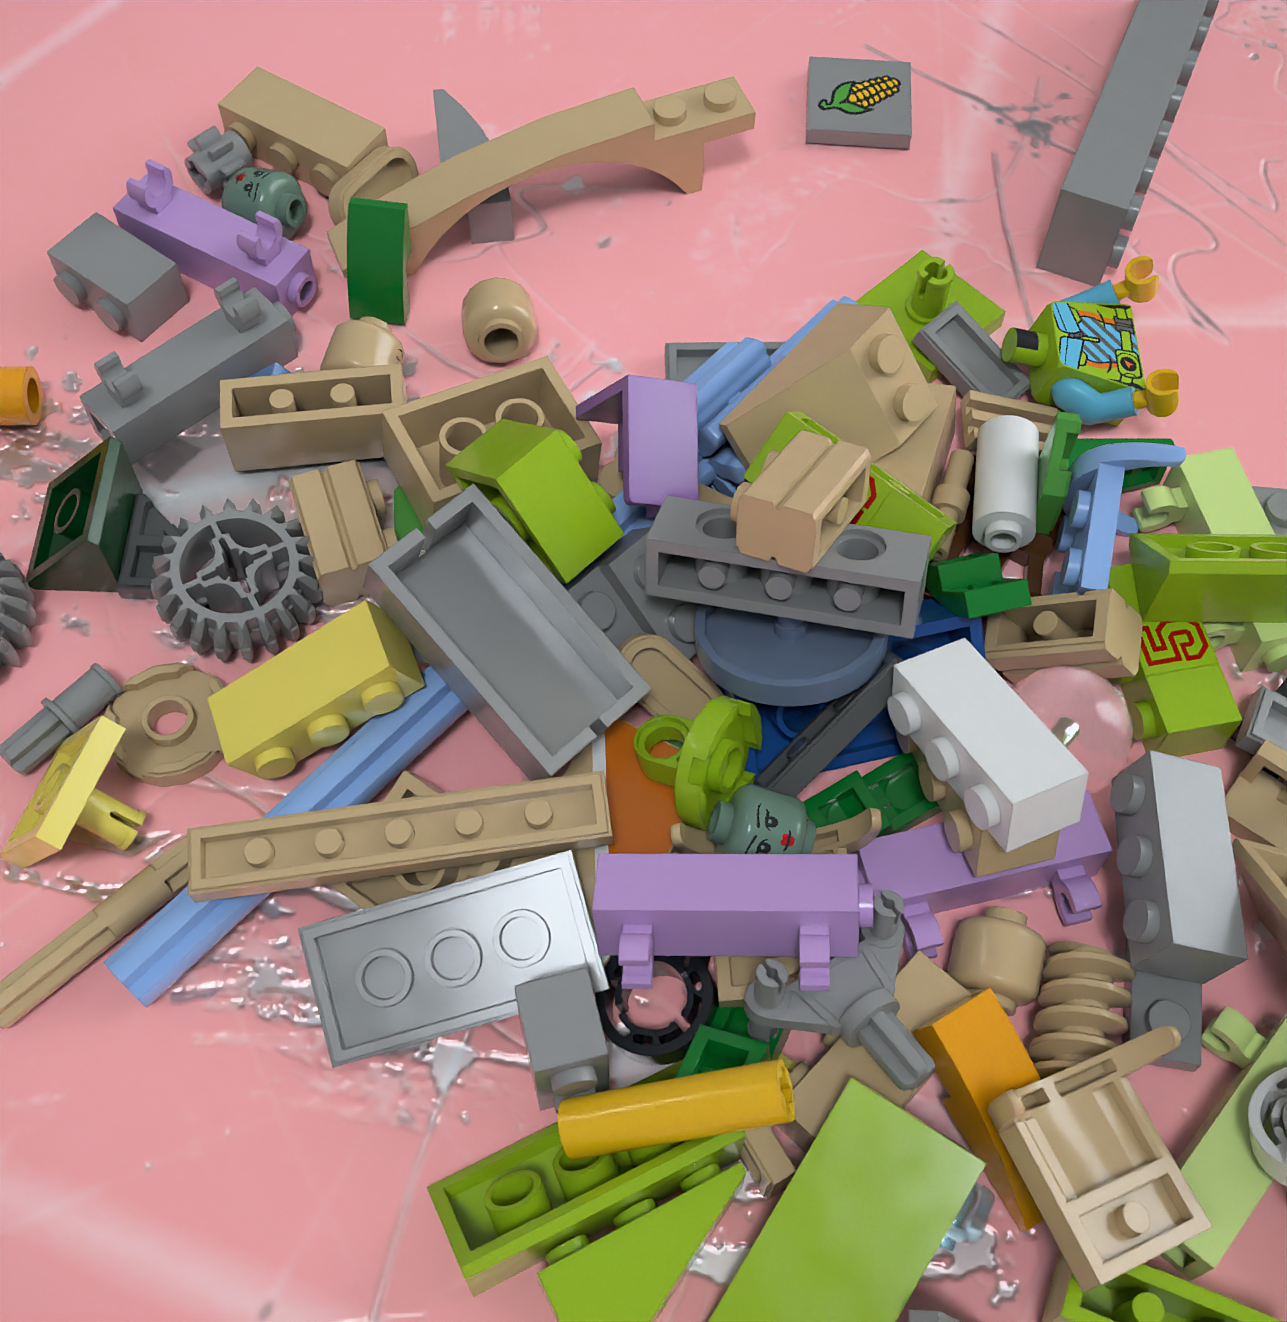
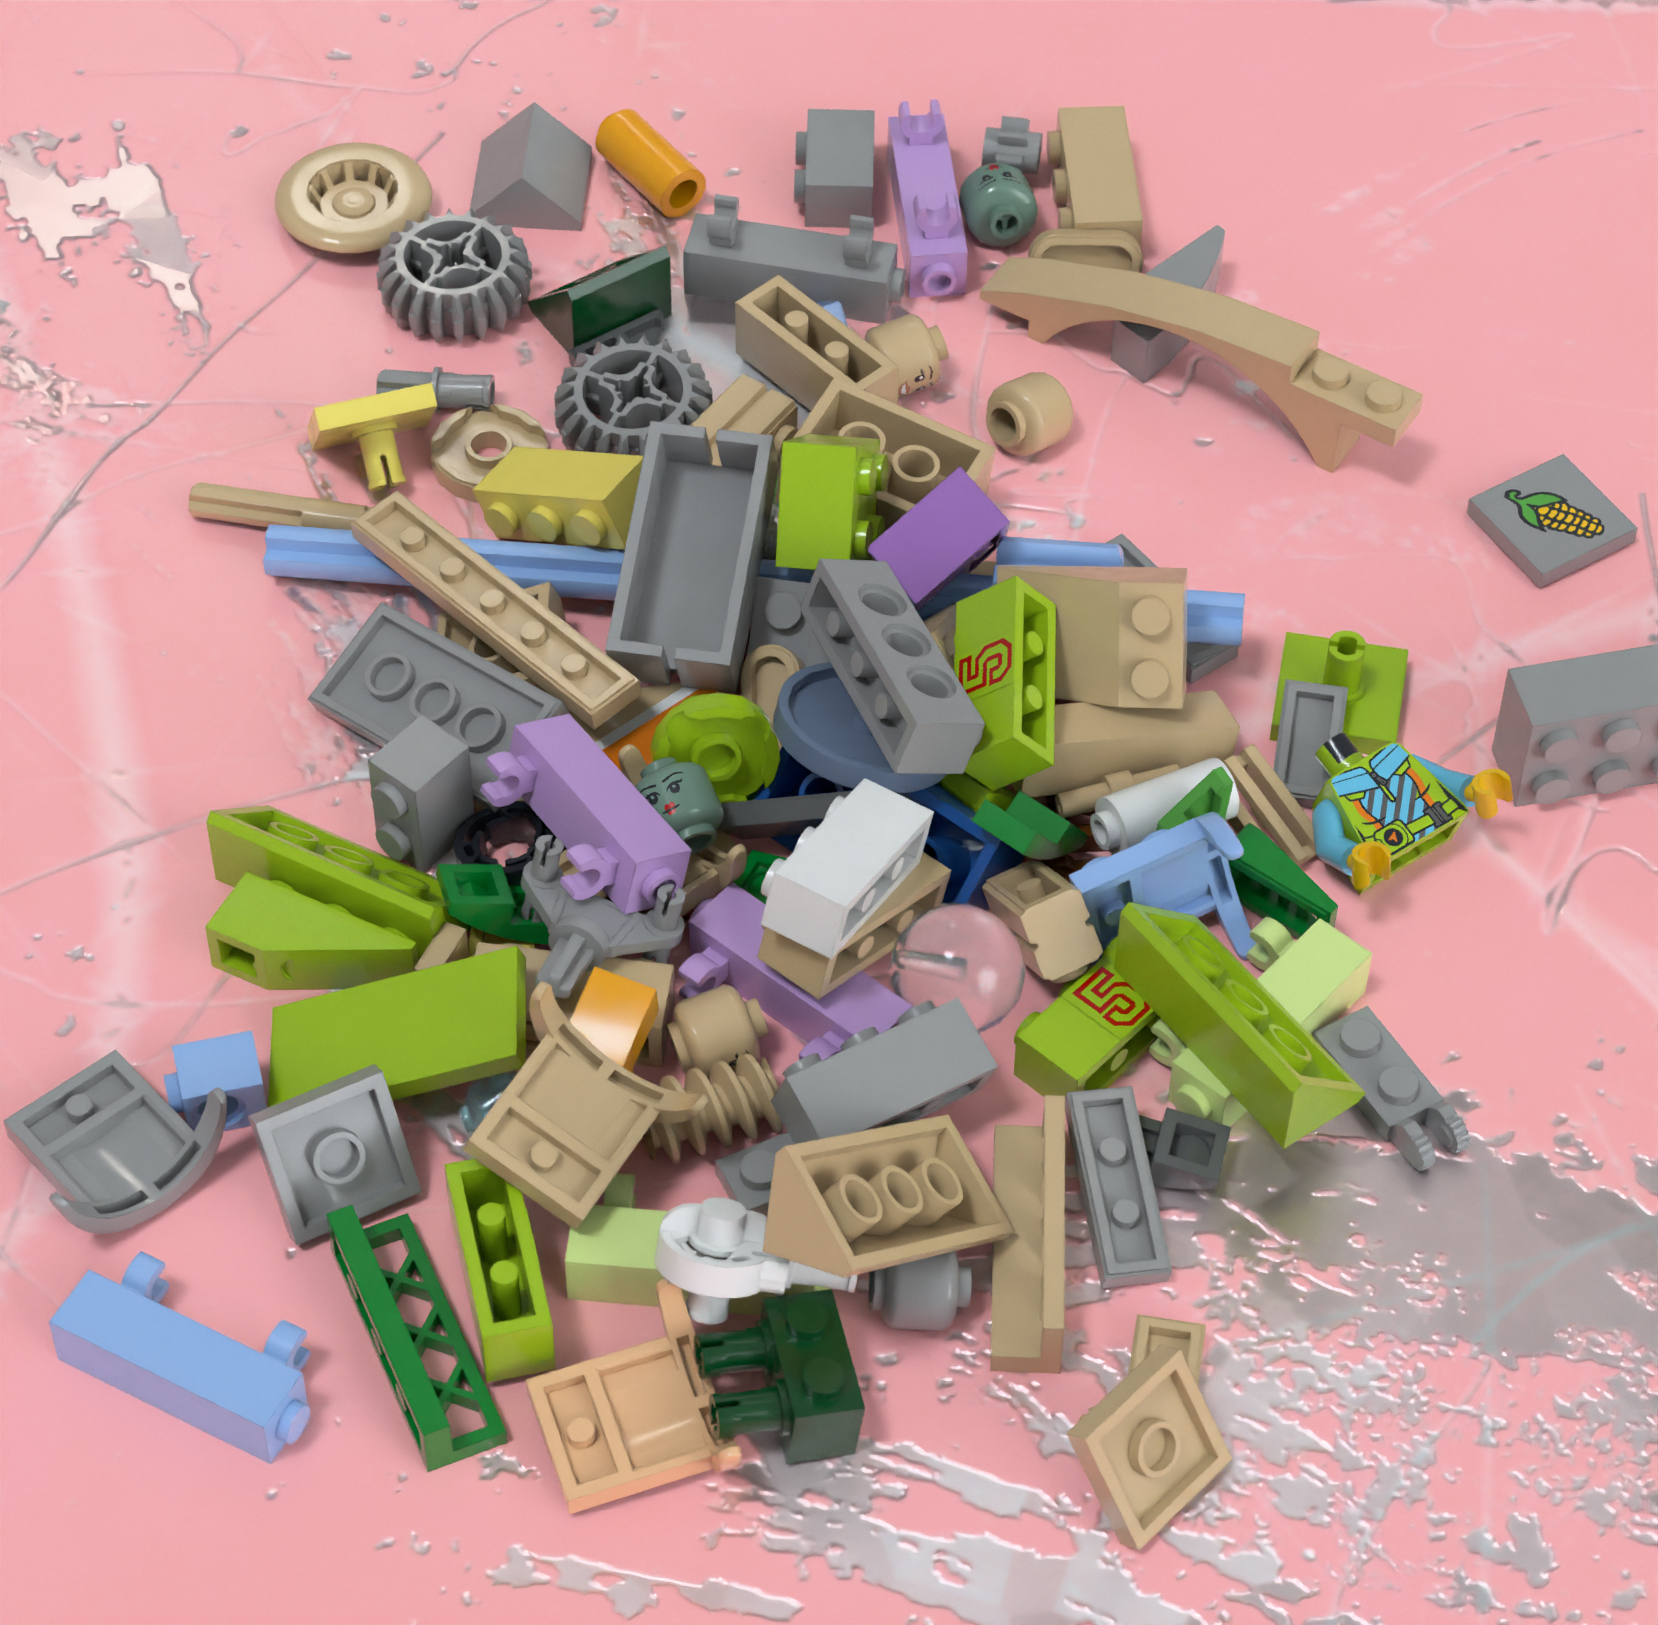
camera: 55 degrees right, 10 degrees down
(378, 259) = (1001, 291): green slope -> none
(676, 1110) = (414, 865): yellow piece -> none
(801, 500) = (930, 620): tan brick -> none

